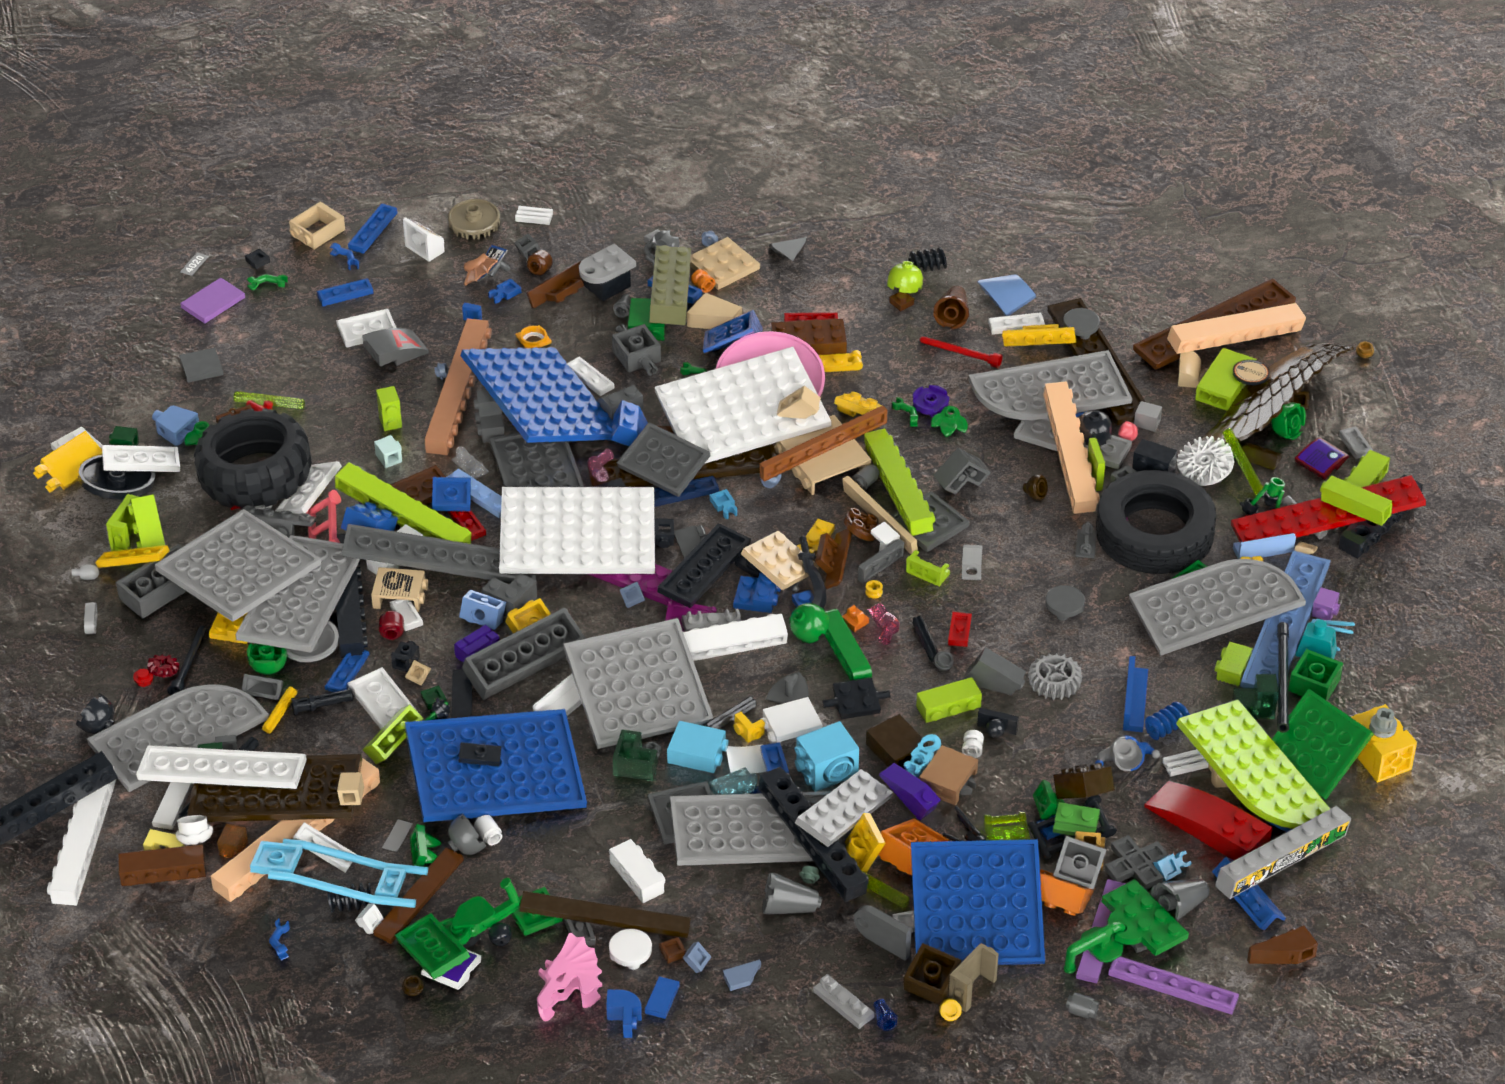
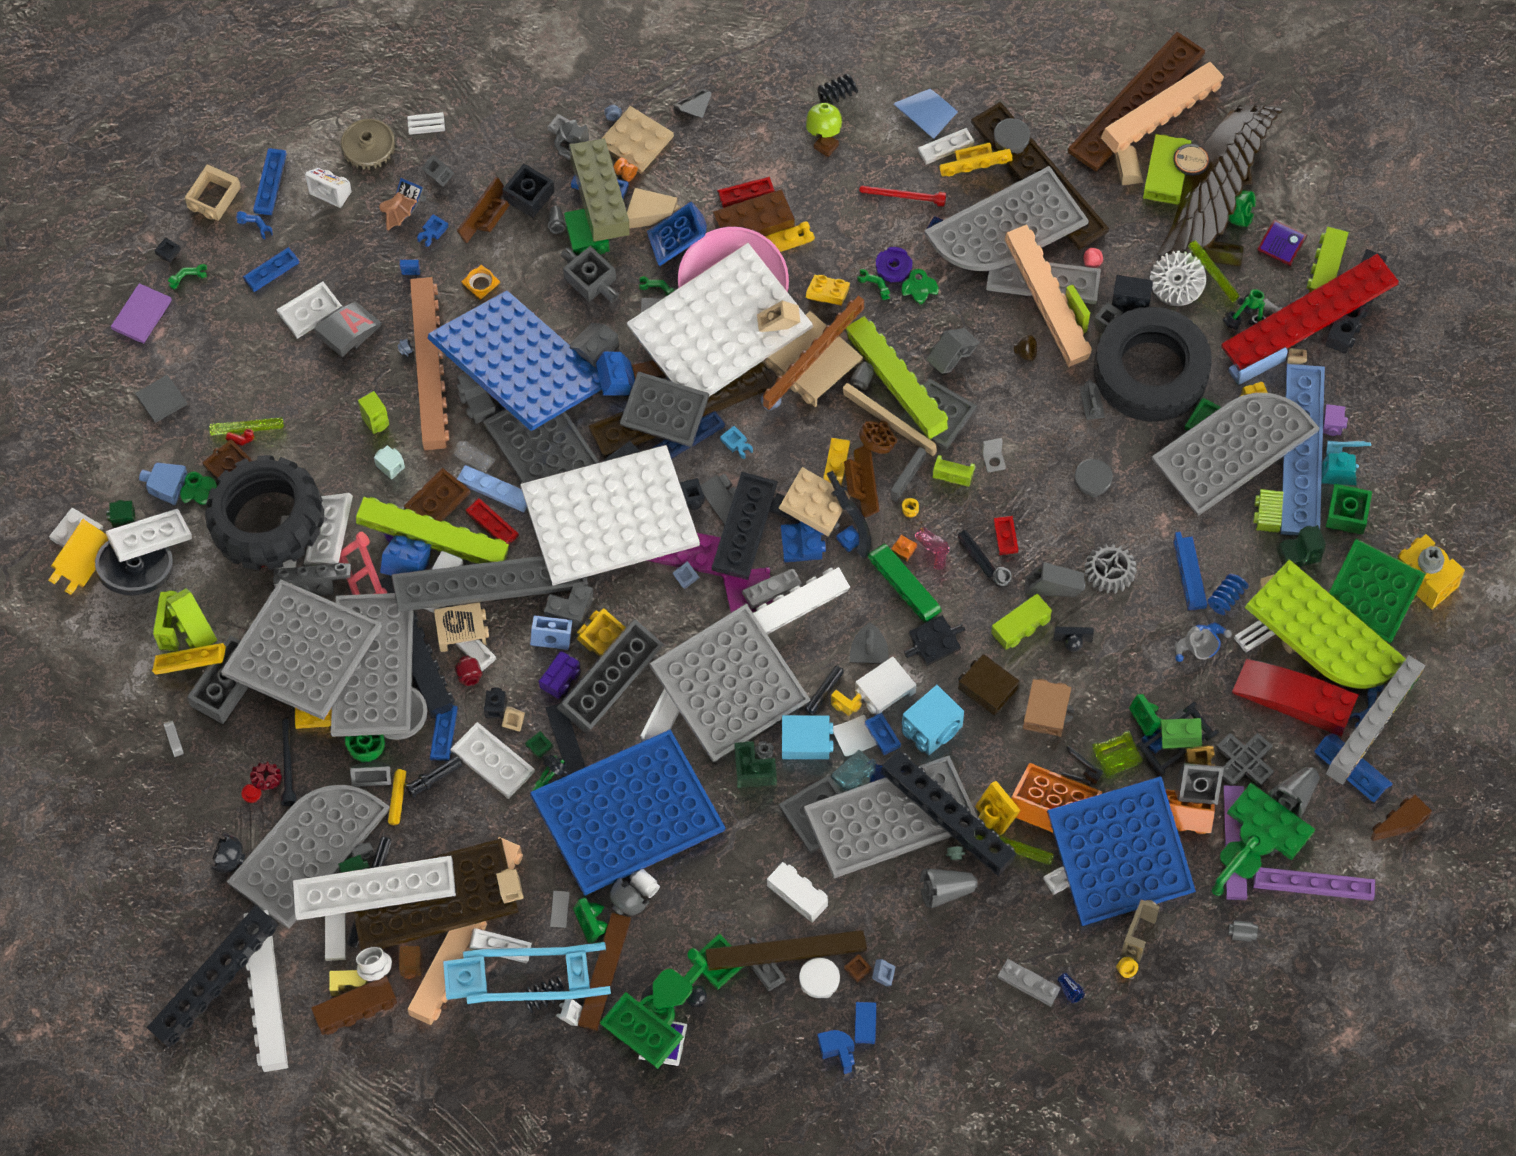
camera: 15 degrees left, 20 degrees up
(86, 572) = (146, 684): light grey cylinder -> none
(195, 262) = (103, 269): light grey sticker -> none
(274, 939) = (498, 1066): blue arm -> none
(391, 734) = (518, 802): lime brick -> none
(412, 985) = (635, 1073): dark brown plate -> none
(451, 494) = (472, 502): blue plate -> none
(480, 754) = (612, 808): black plate -> none
(539, 262) = (454, 186): reddish brown head -> none
(570, 970) = (779, 1017): bright pink animal -> none
(591, 376) = (553, 316): white tile -> none
(596, 465) = (602, 433): clear pink arm -> none
(606, 265) = (528, 180): light grey plate -> none
(741, 975) = (928, 979): sand blue tile -> none
(809, 622) = (866, 567): green cylinder -> none
(843, 807) = (968, 777): light grey plate -> none
(884, 931) = (1044, 901): dark grey tile -> none
(885, 535) = (905, 446): white panel -> none
(911, 791) = (1020, 738): dark purple slope -> none
(922, 755) = (1018, 700): medium azure animal -> none
(930, 974) = (1103, 937): dark brown brick -> none
(952, 308) = (881, 145): reddish brown cone -> none
(973, 743) = (1058, 666): white wheel -> none
(1083, 781) = (1176, 690): dark brown brick -> none
(1095, 425) = (1064, 265): black cylinder -> none
(1148, 416) = (1106, 234): light grey panel -> none
(1170, 865) = (1275, 756): dark azure plate -> none
(1283, 716) = (1337, 571): black piece -> none
(1355, 442) = (1308, 216): light grey plate -> none
(1356, 500) = (1336, 300): lime brick -> none
(1365, 349) = (1287, 98): pearl gold plate -> none

